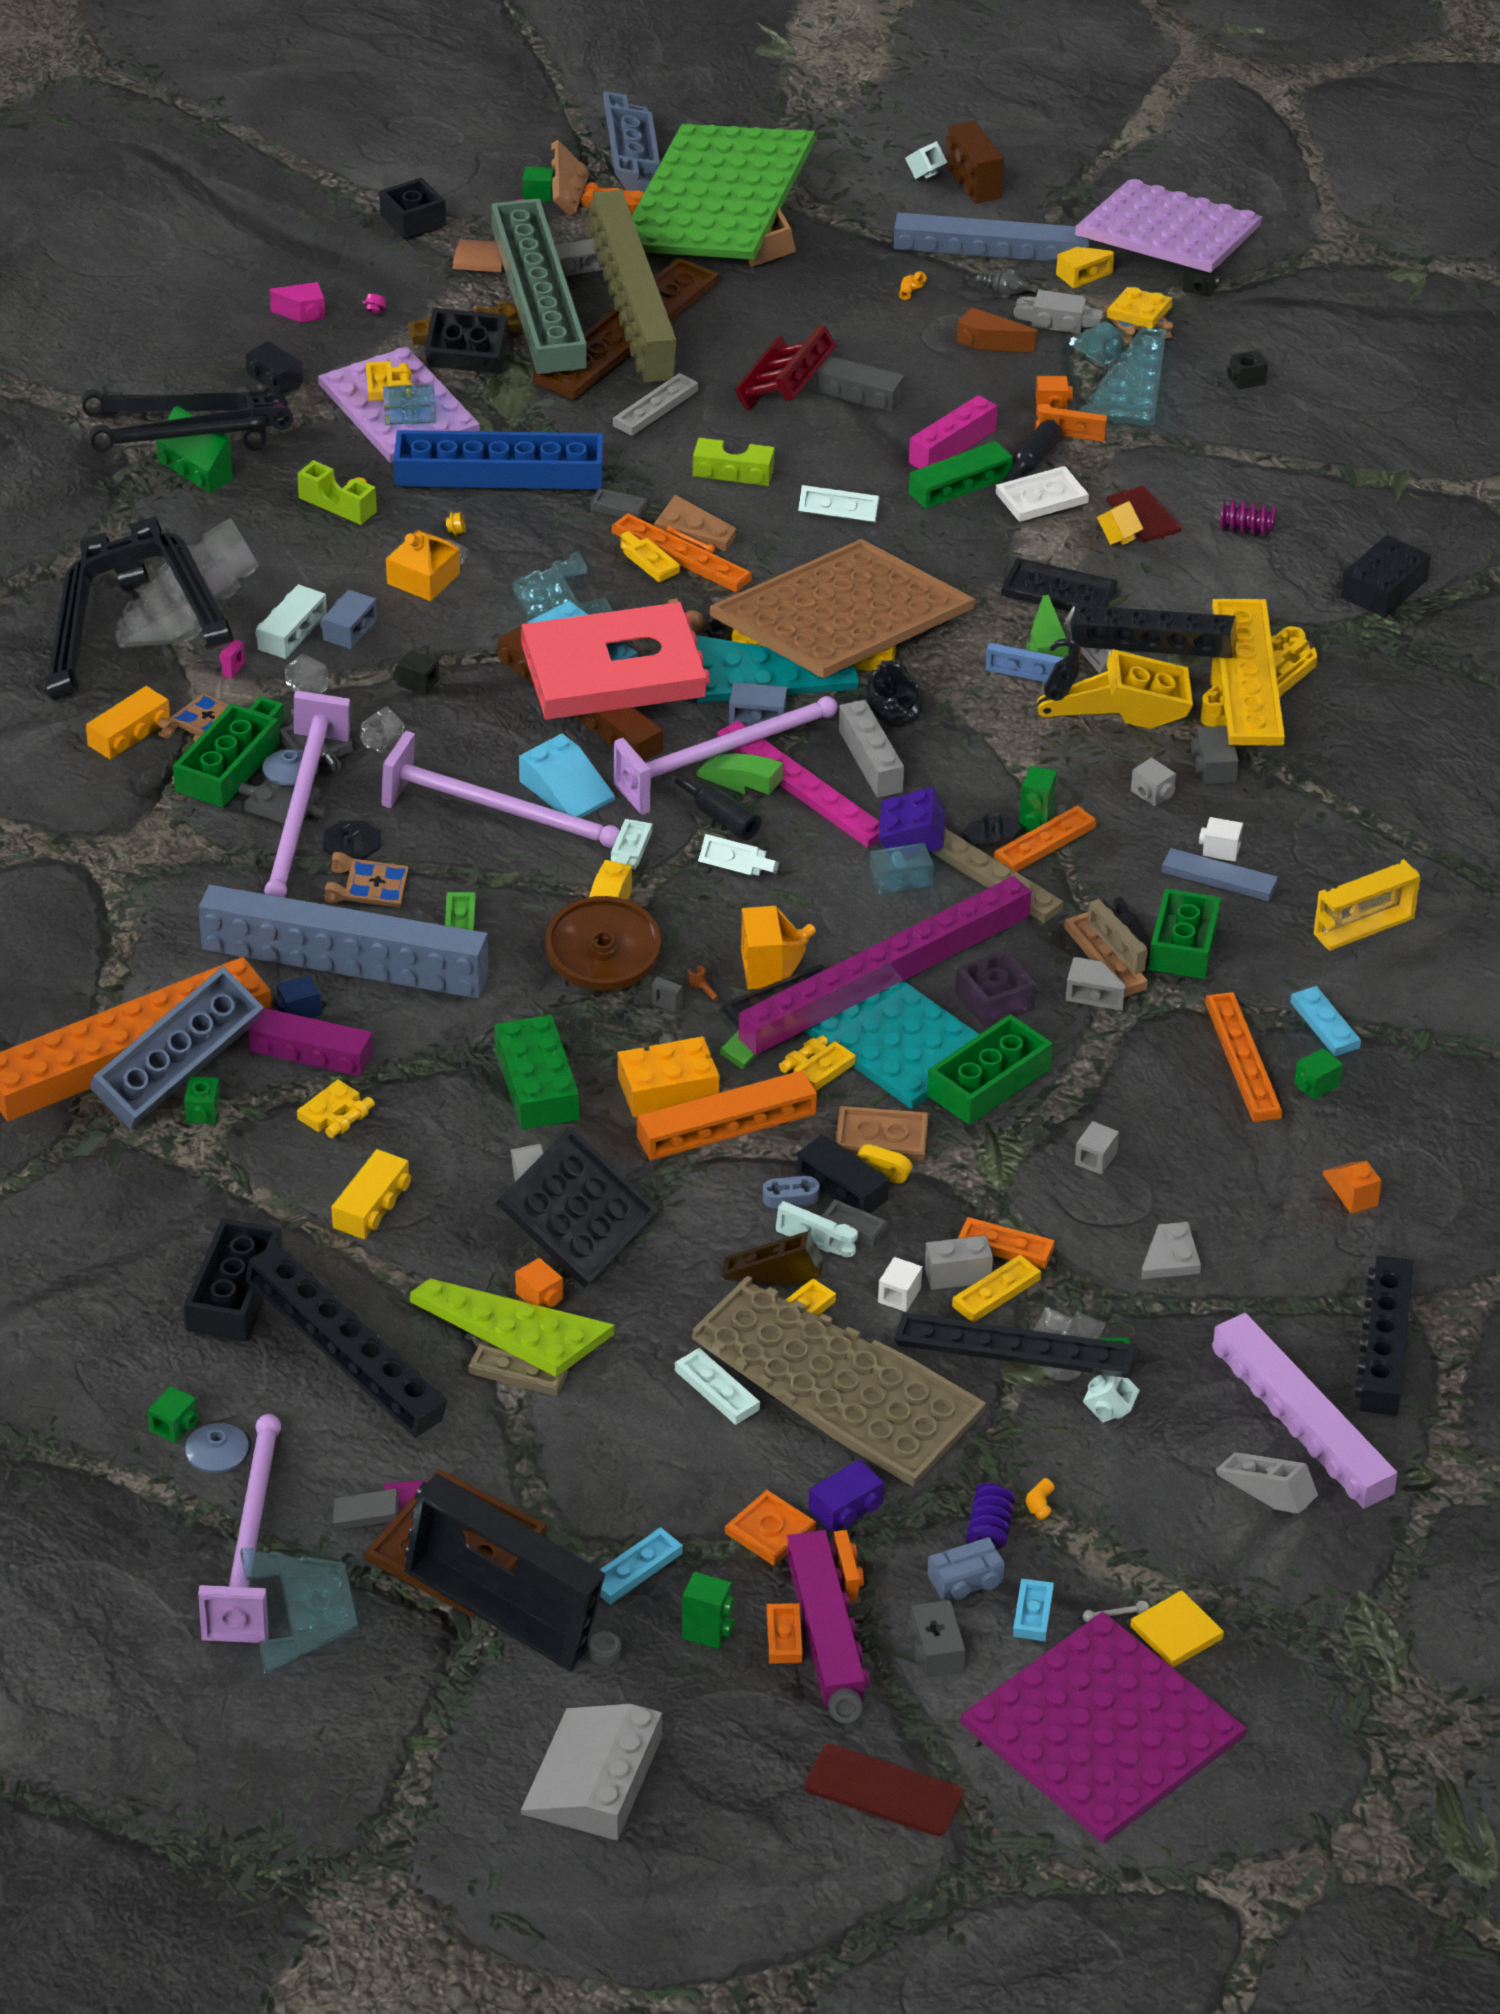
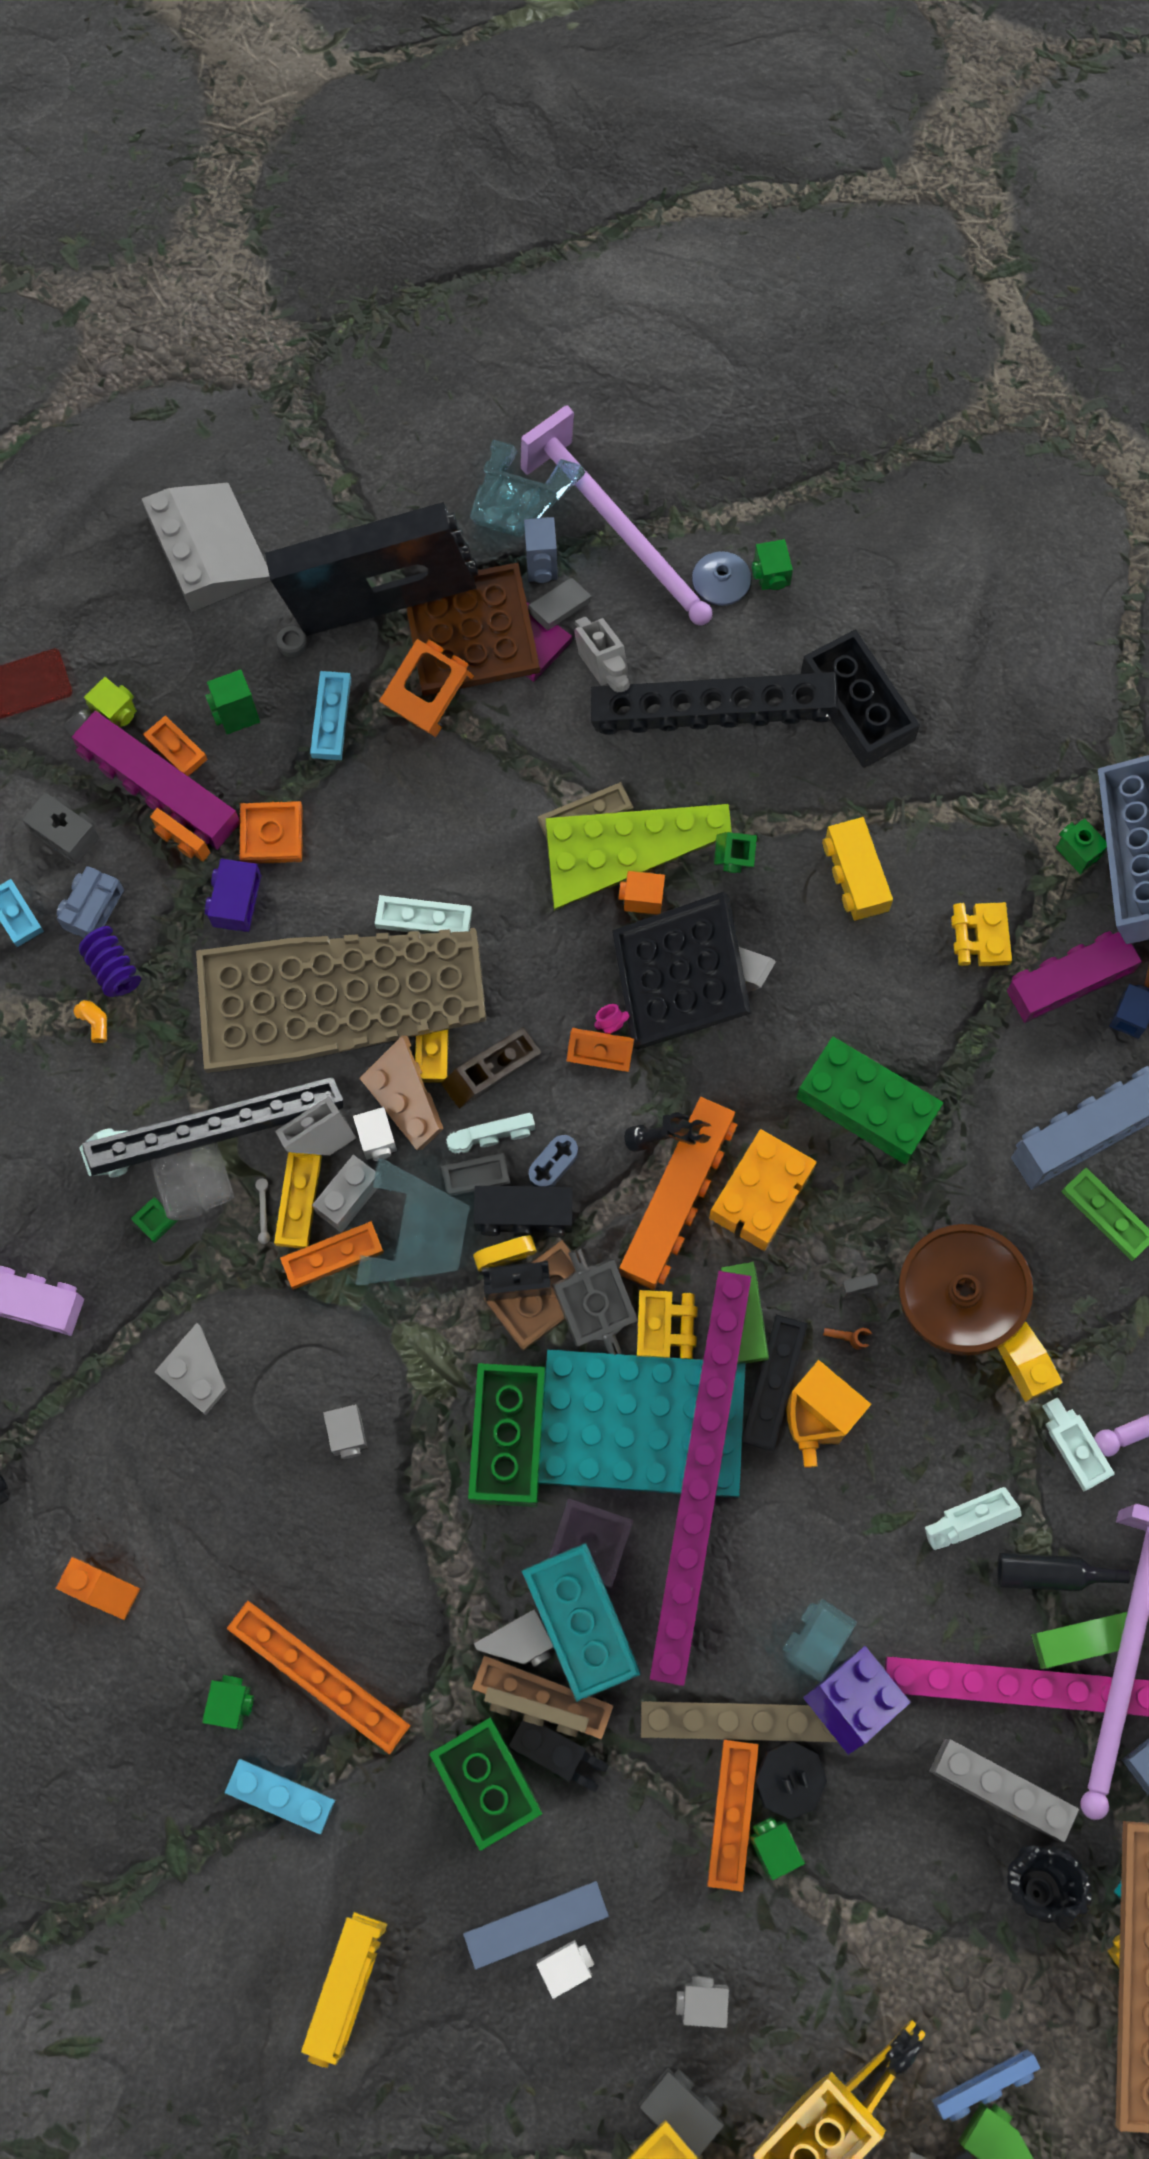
camera: 140 degrees right, 30 degrees up
(339, 1535) = (541, 549): none -> sand blue brick
(382, 1434) = (602, 653): none -> light grey hinge
(445, 1255) = (735, 851): none -> green brick
(573, 1516) = (413, 708): none -> orange window
(648, 1241) = (610, 1018): none -> dark pink plate
(684, 1222) = (600, 1049): none -> orange plate
(690, 1116) = (639, 1137): none -> black bar
(804, 1699) = (111, 702): none -> lime brick
(853, 1094) = (594, 1302): none -> dark grey plate
(854, 1292) = (400, 1090): none -> medium nougat wing
(893, 1132) = (516, 1281): none -> black hinge
(927, 1200) = (428, 1233): none -> clear light blue wing
(945, 1302) = (317, 1130): none -> light grey slope
(1014, 1320) = (262, 1186): none -> light grey hinge
(1043, 949) = (581, 1622): none -> teal tile

